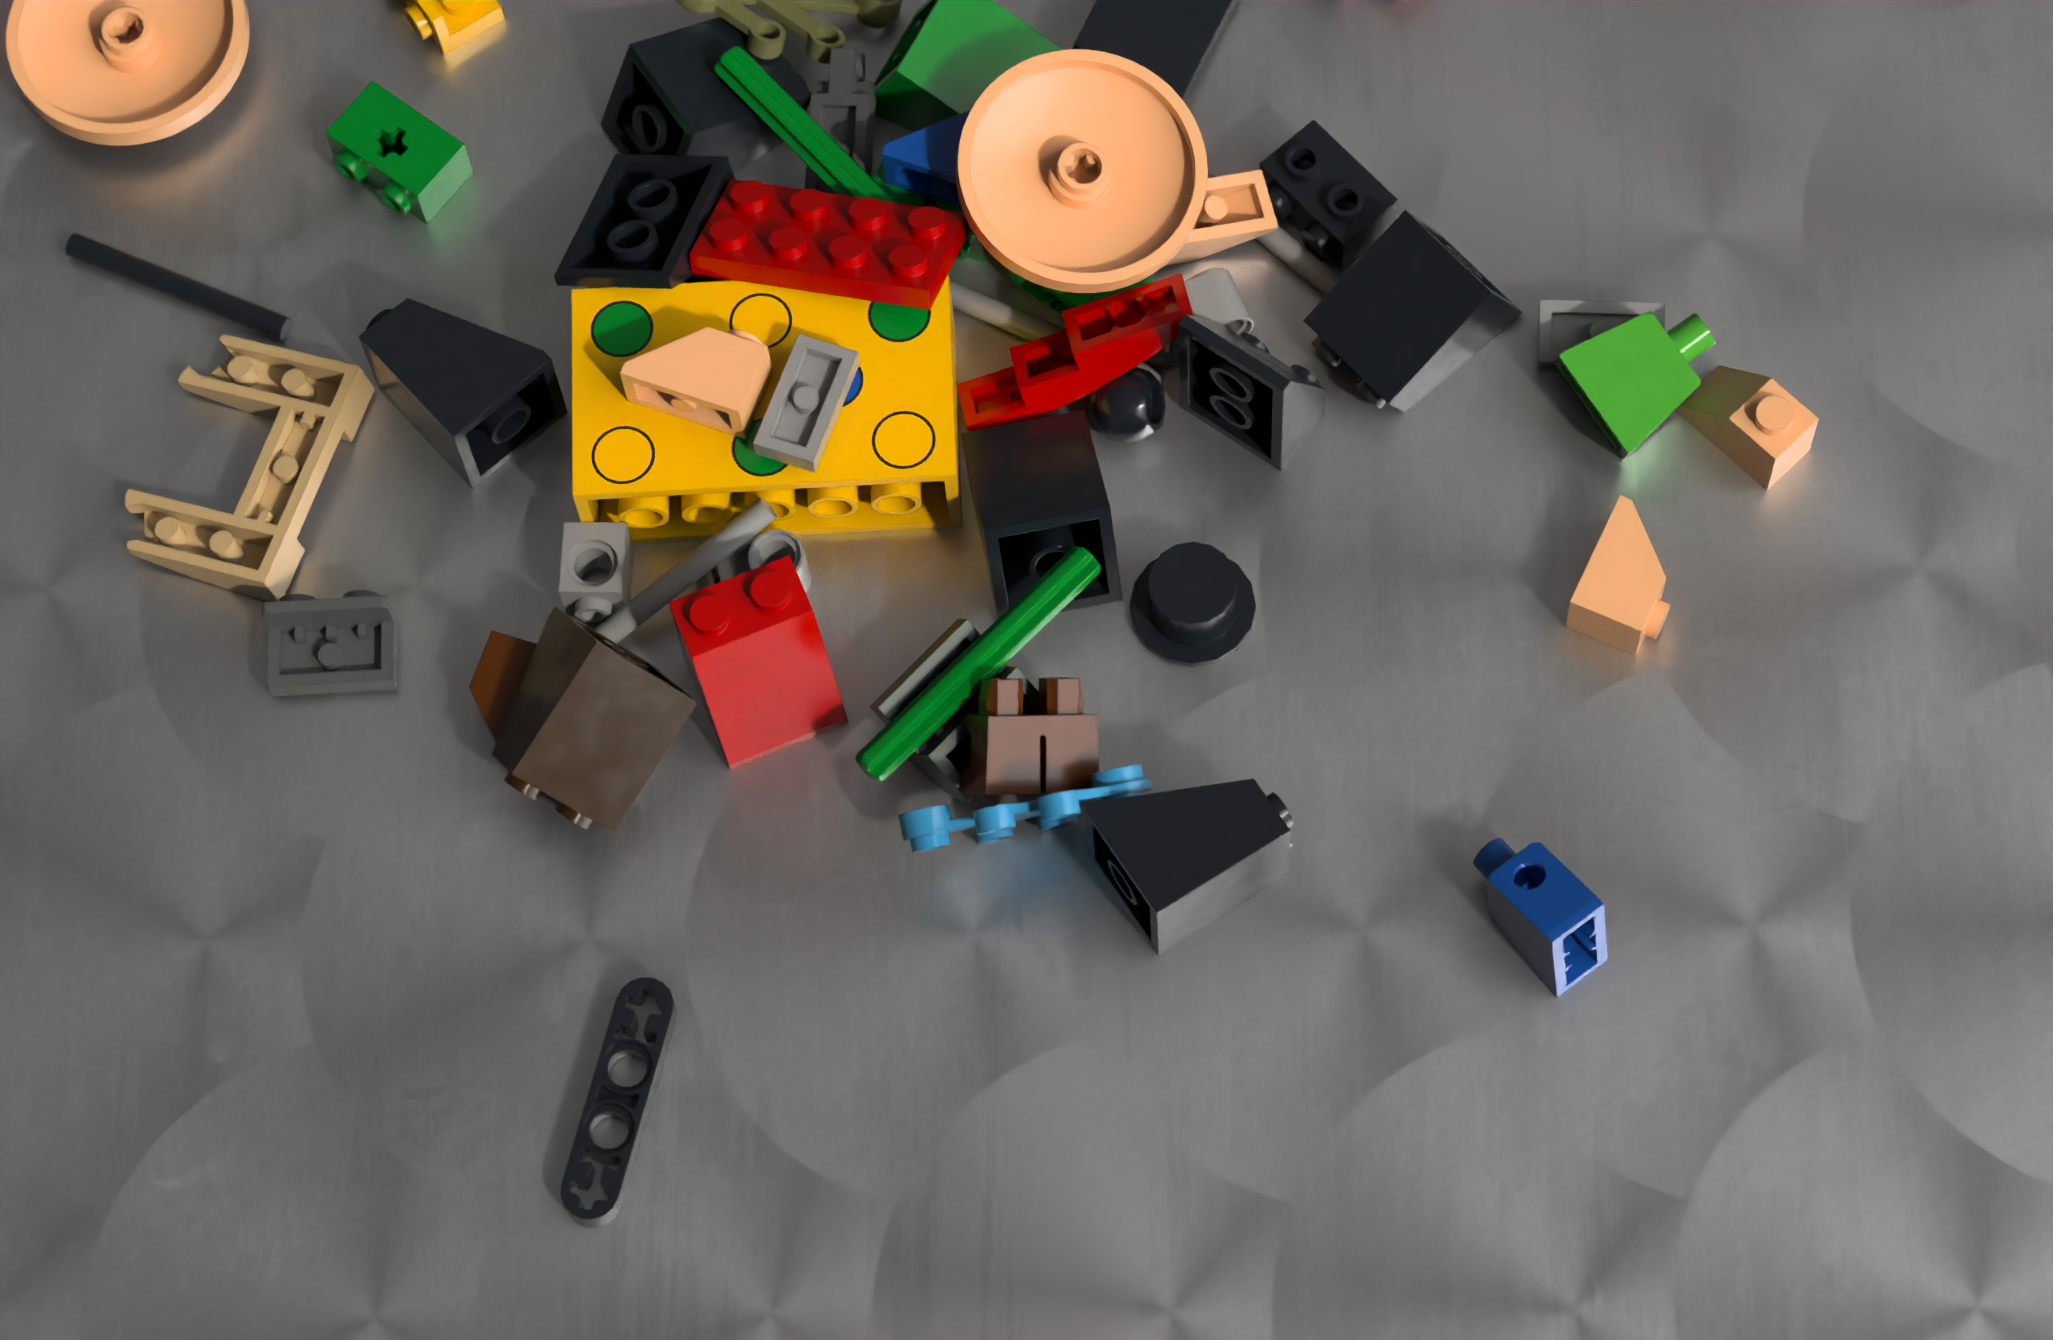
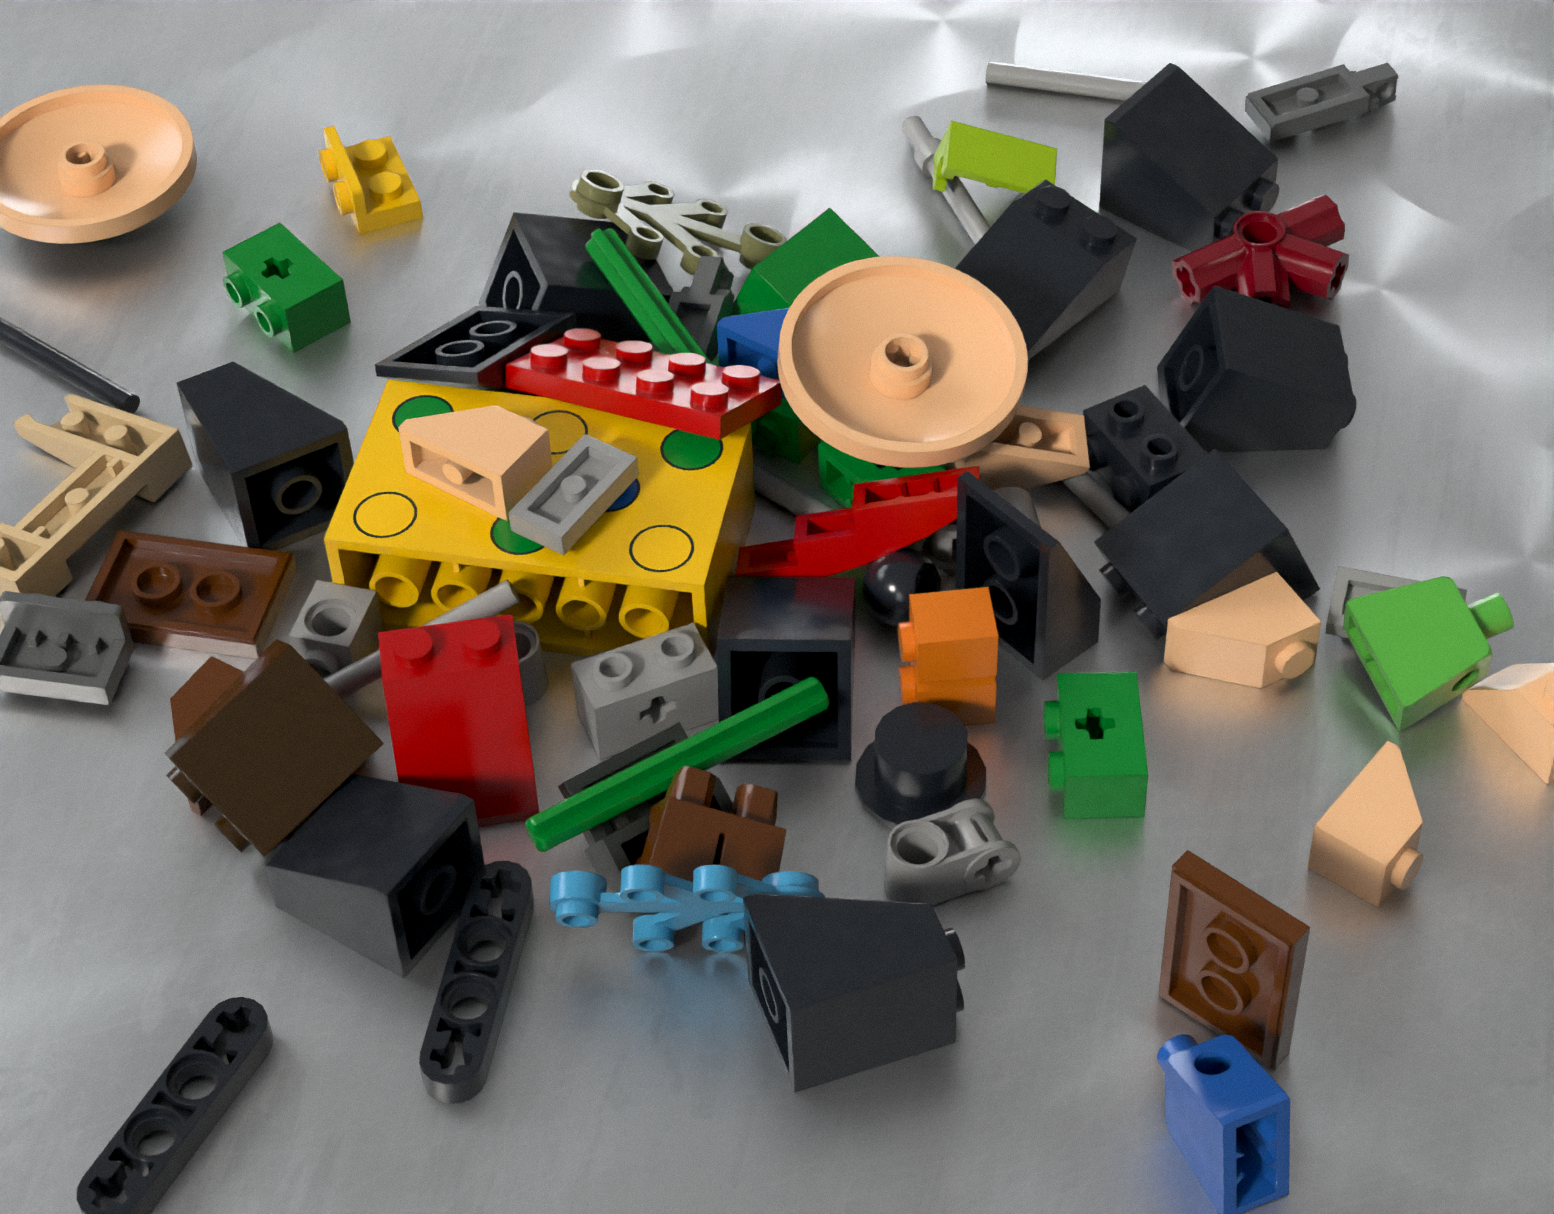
camera: 10 degrees right, 20 degrees down
(429, 543) = (195, 592): none -> reddish brown tile
(724, 820) = (381, 868): none -> black slope
(846, 908) = (472, 978): none -> black beam
(916, 574) = (646, 689): none -> light grey brick
(1198, 486) = (951, 653): none -> orange piece
(1250, 684) = (946, 855): none -> light grey piece
(1353, 509) = (1098, 744): none -> green brick
(1417, 81) = (1257, 377): none -> black slope
(1467, 391) = (1245, 635): none -> light nougat slope
(1526, 770) = (1232, 959): none -> reddish brown tile

